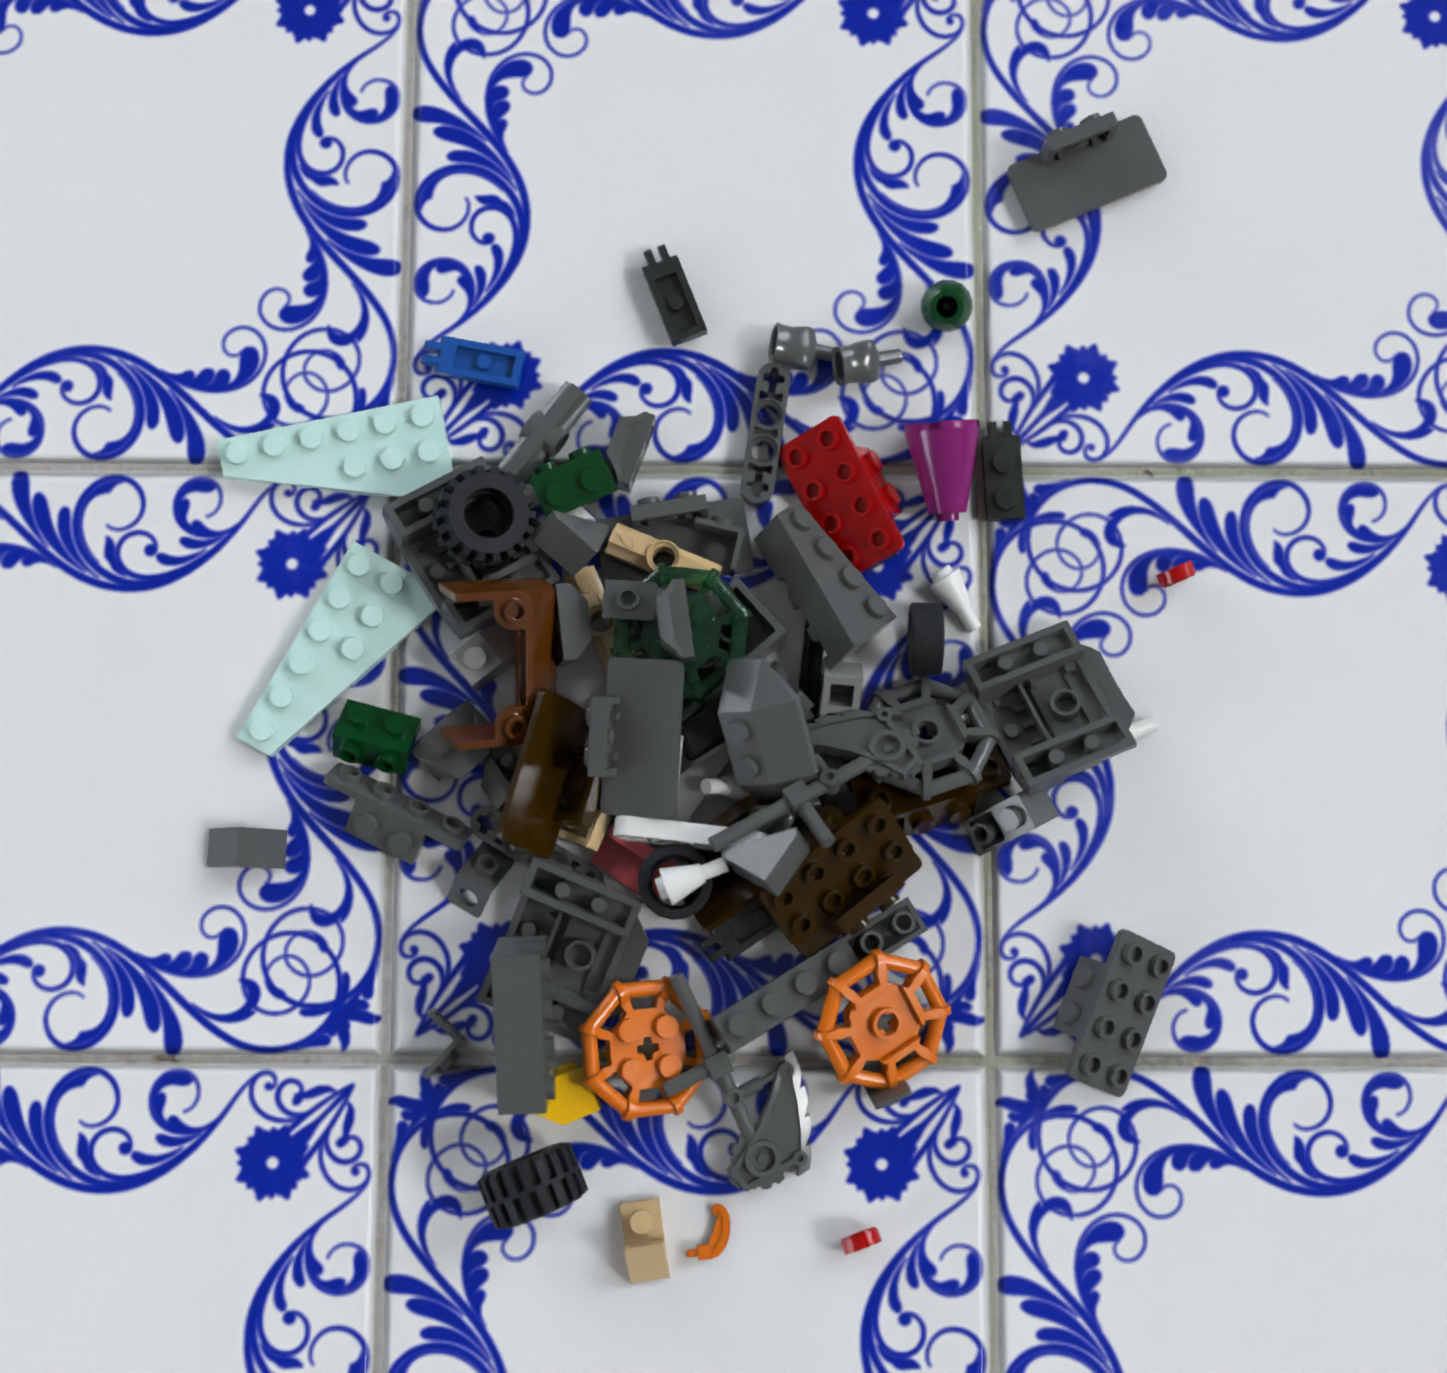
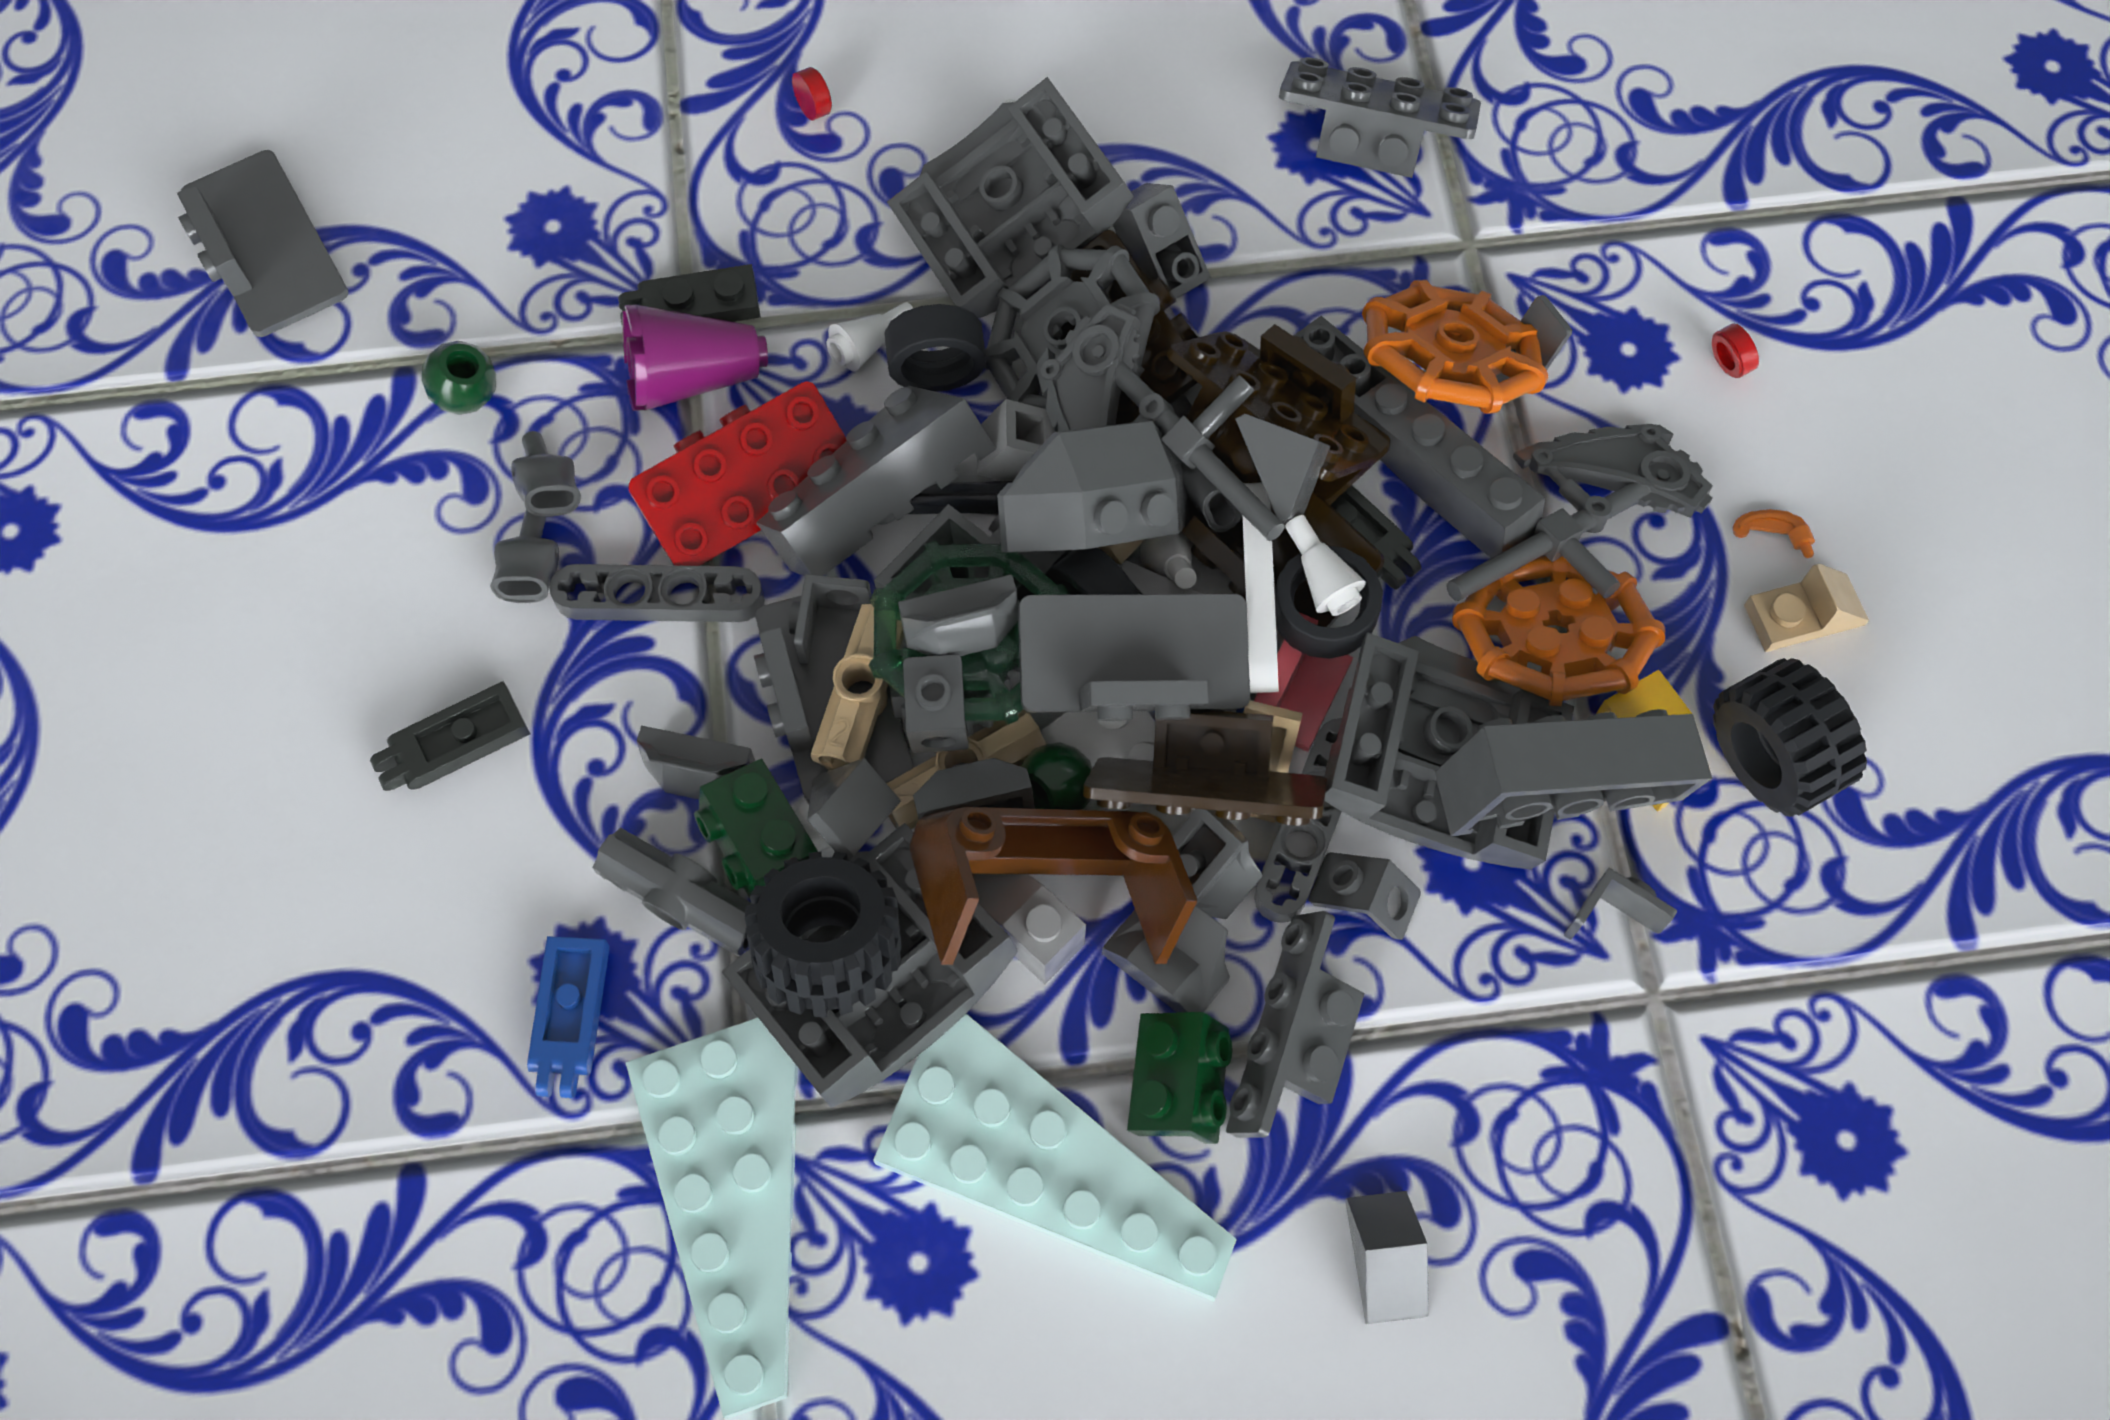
camera: 95 degrees left, 15 degrees down
(581, 681) = (1058, 776): none -> dark green piece

